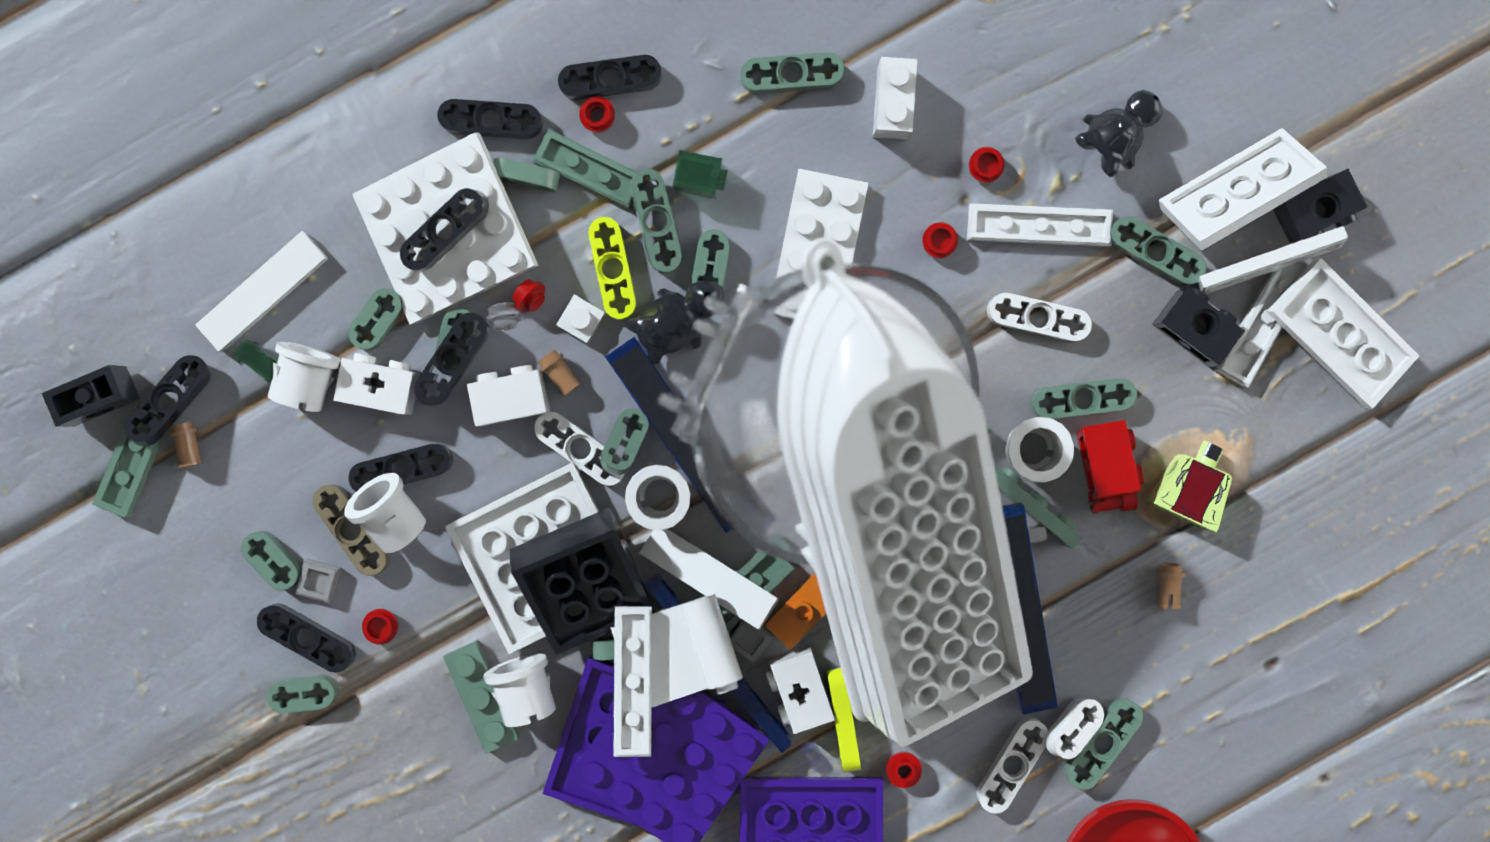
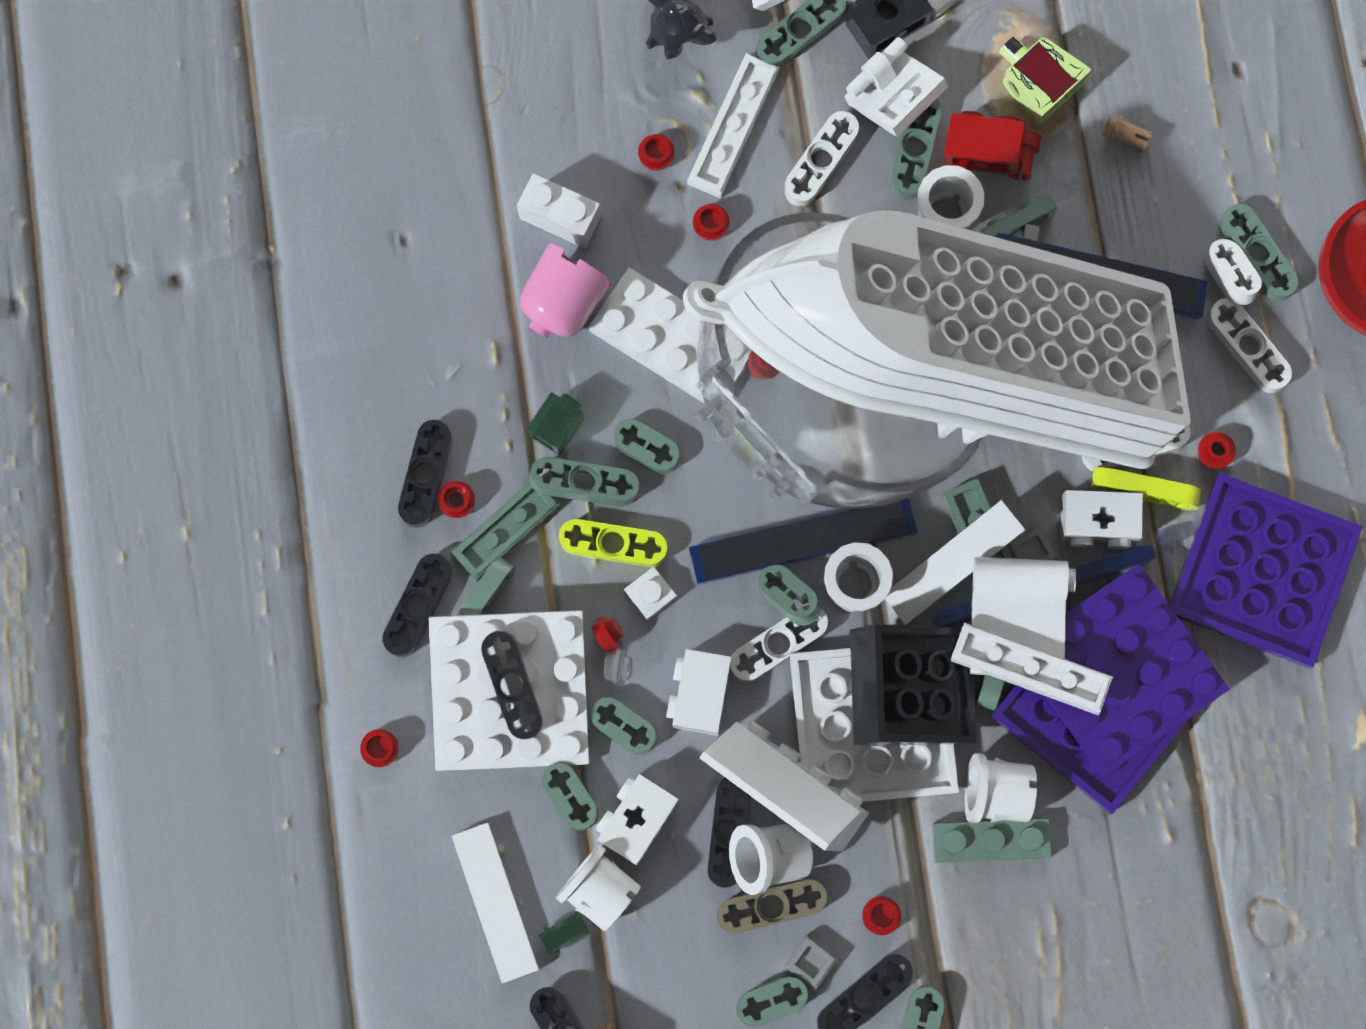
camera: 70 degrees left, 10 degrees down
(353, 137) = (379, 748): none -> red plate
(444, 386) = (616, 714): black beam -> none
(447, 503) = (786, 786): none -> white slope
(559, 372) = (695, 634): medium nougat pin -> none
(669, 320) = (688, 499): black animal -> none
(765, 63) = (476, 321): sand green beam -> none
(798, 613) = (1023, 489): orange plate -> none
(816, 131) = (561, 293): none -> bright pink cylinder
(1129, 359) = (894, 88): none -> white plate

